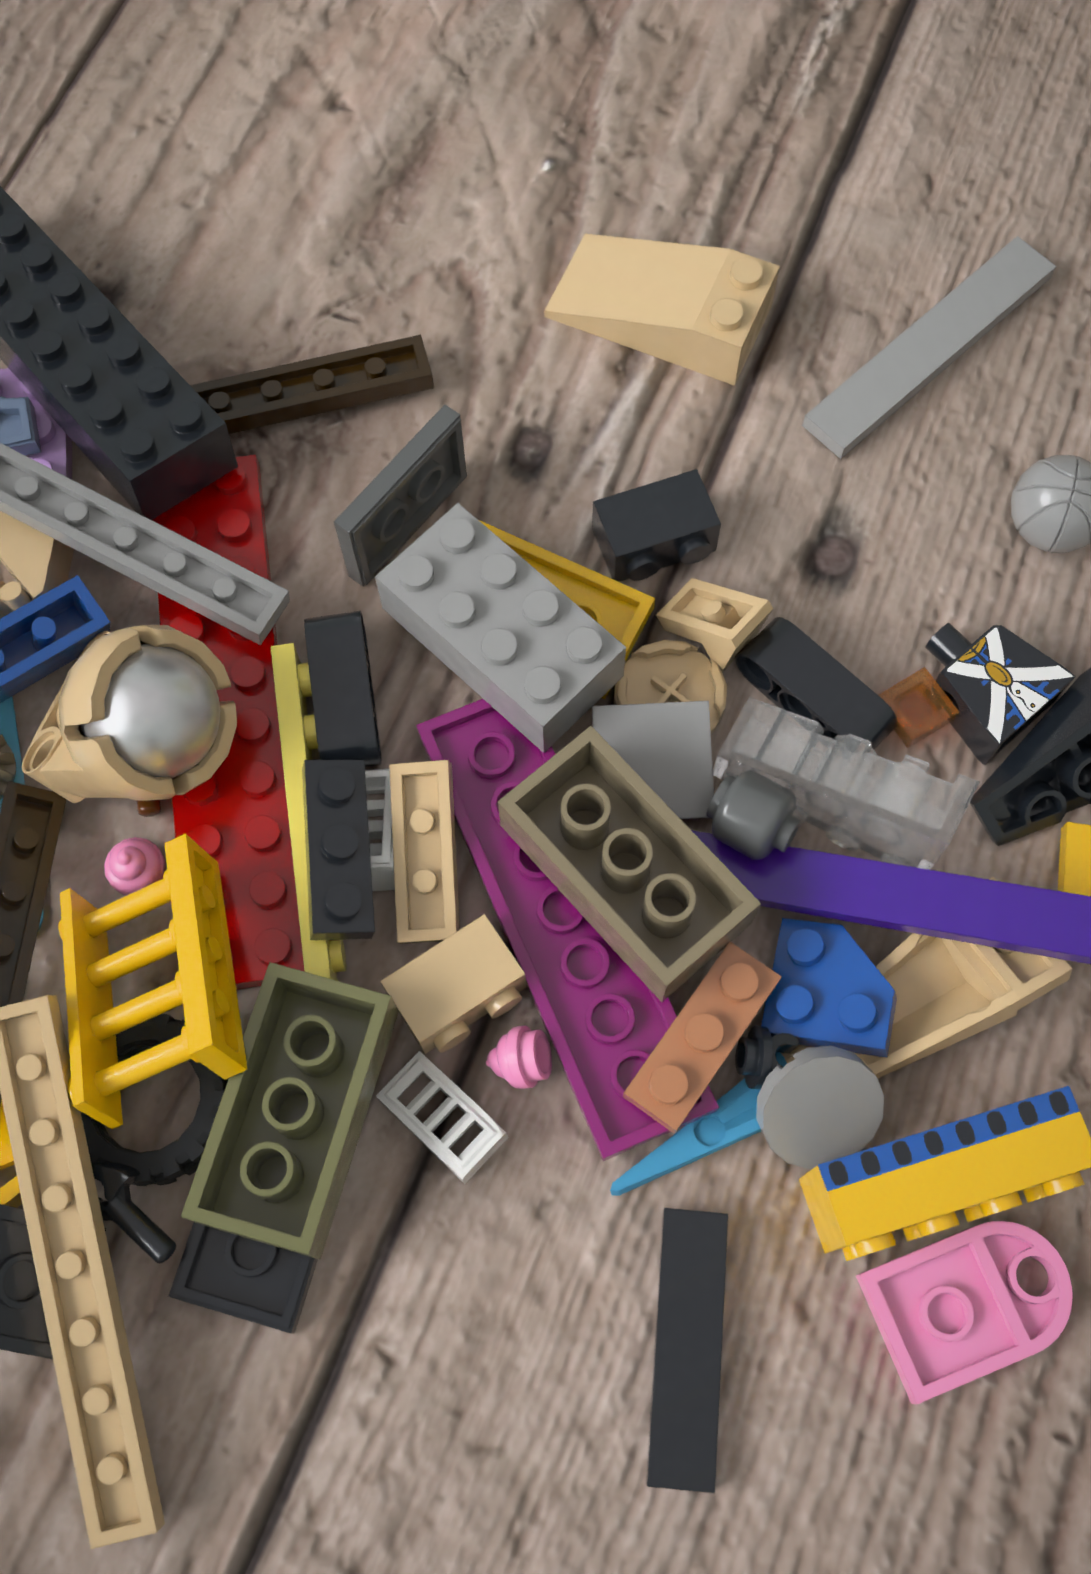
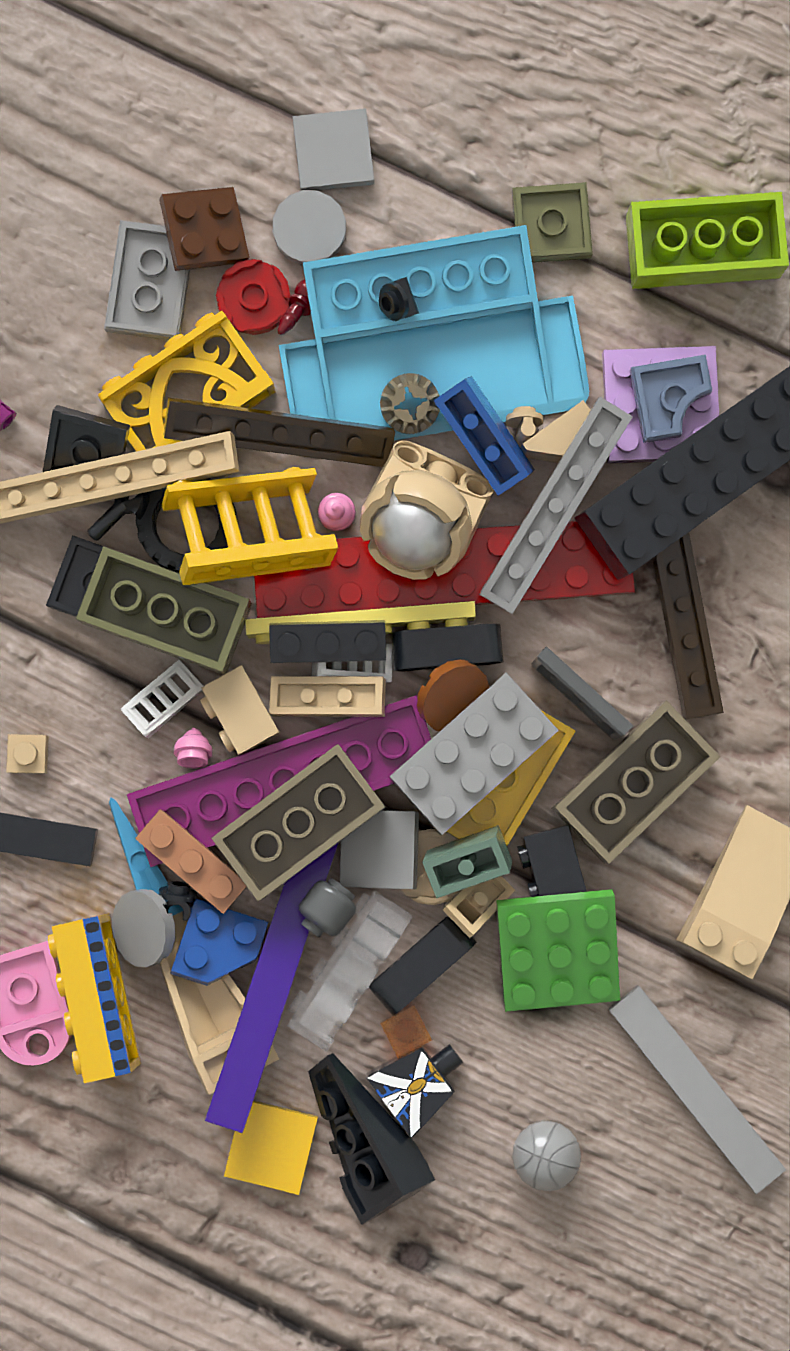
camera: 90 degrees right, 15 degrees up
(402, 662) = (450, 692): none -> dark orange tile
(528, 426) = (635, 782): none -> dark tan brick
(548, 1344) = (27, 754): none -> tan plate
(660, 619) = (467, 861): none -> sand green brick
(770, 508) = (558, 950): none -> bright green plate

